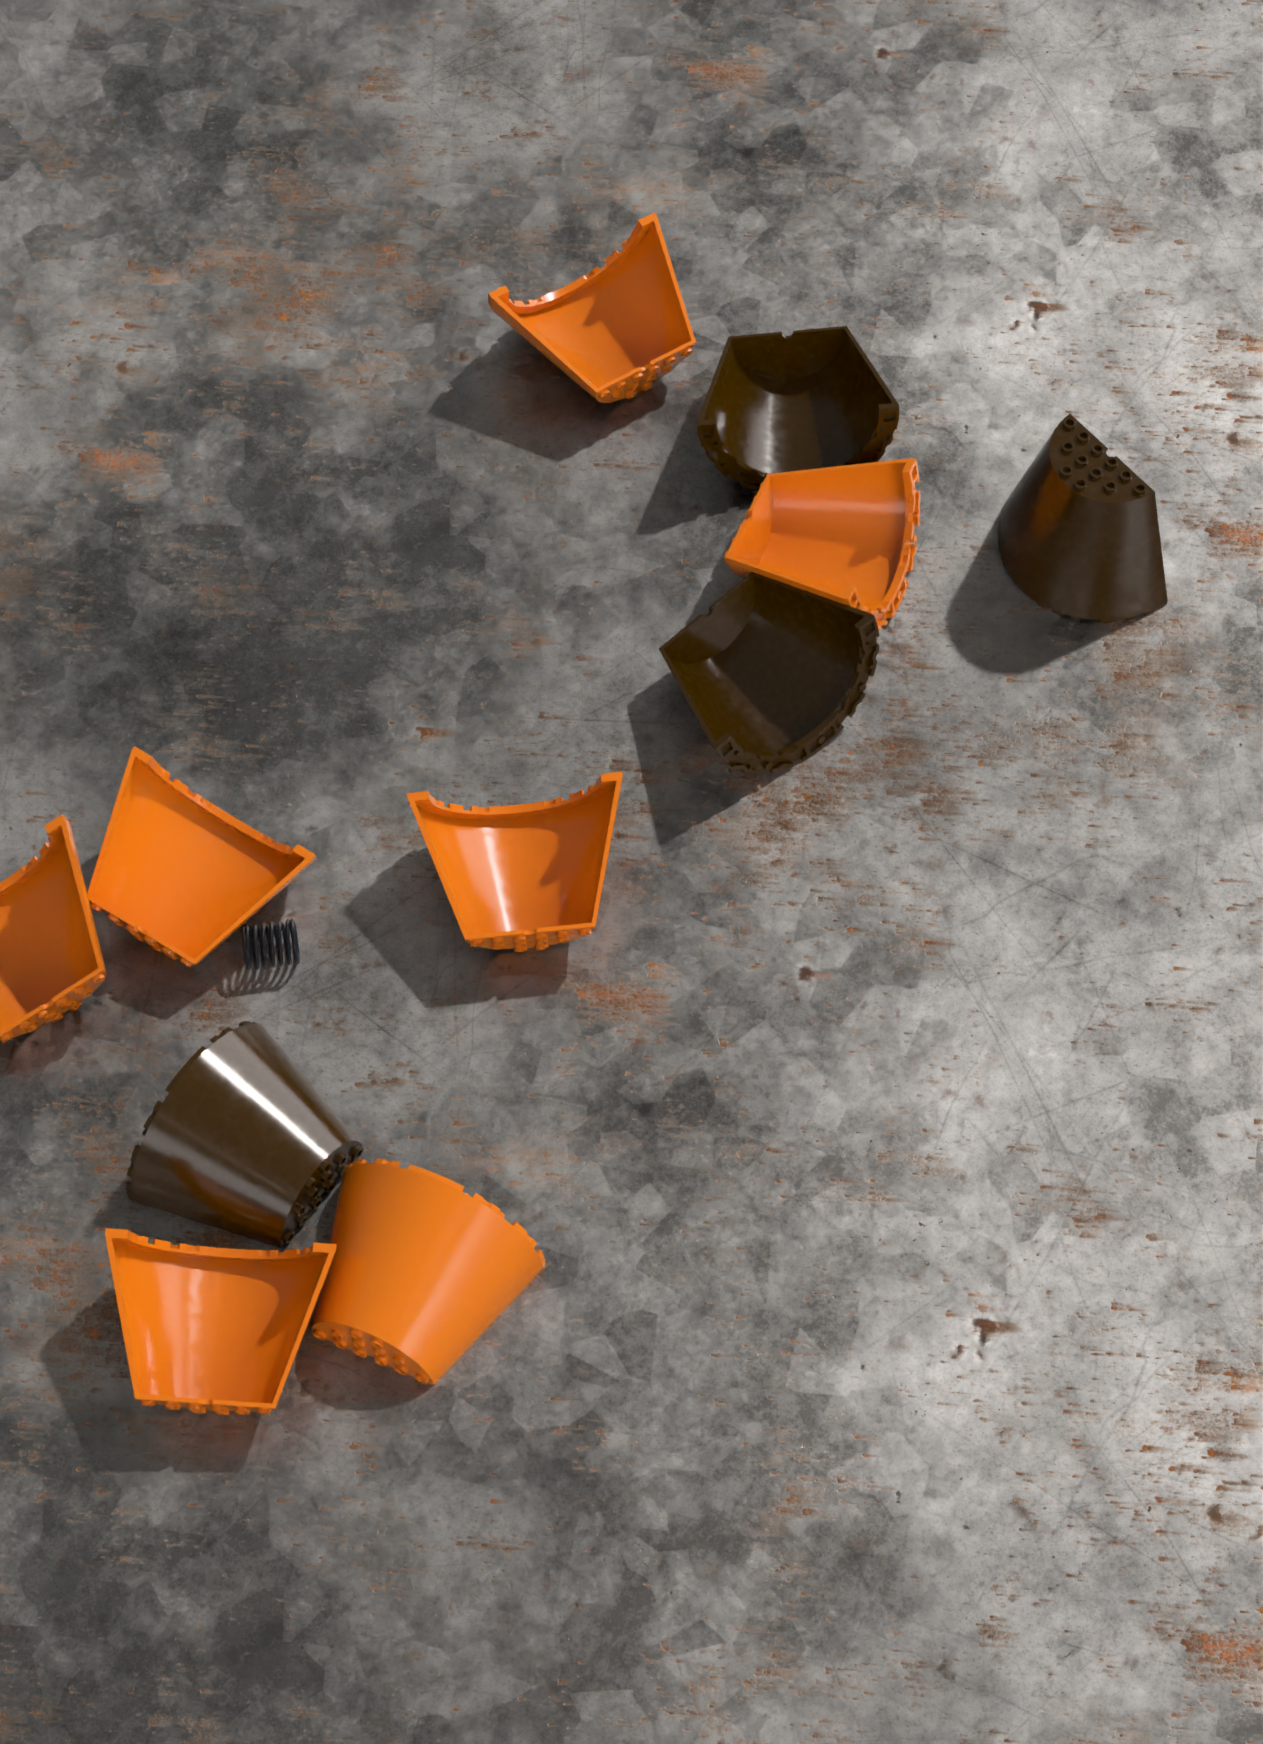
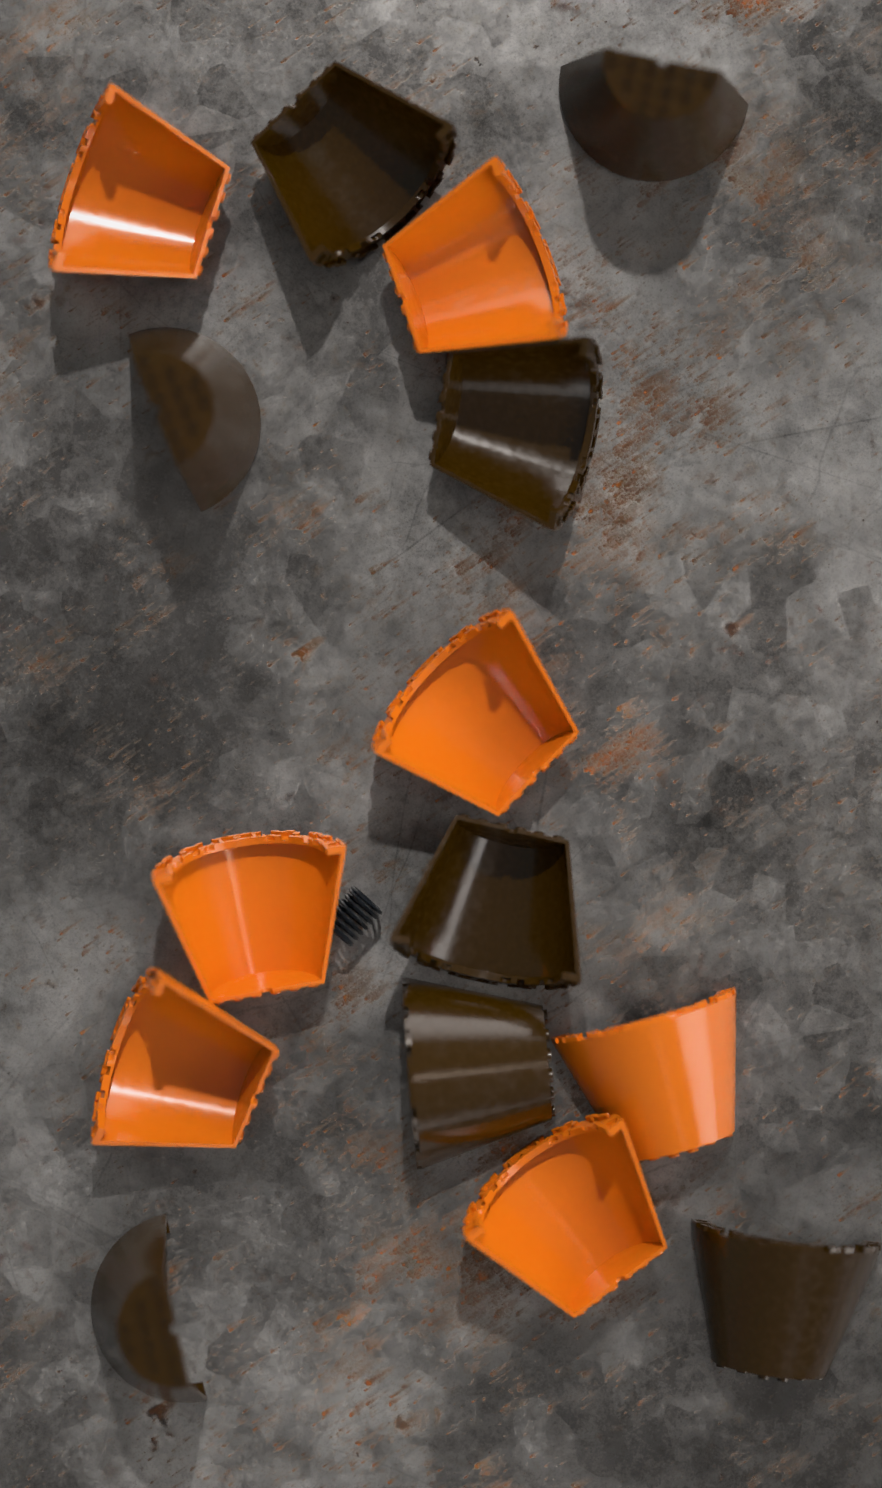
camera: 40 degrees left, 30 degrees up
(344, 1556) = (777, 1301): none -> dark brown cone
(384, 1008) = (495, 908): none -> dark brown cone
(506, 487) = (204, 408): none -> dark brown cone

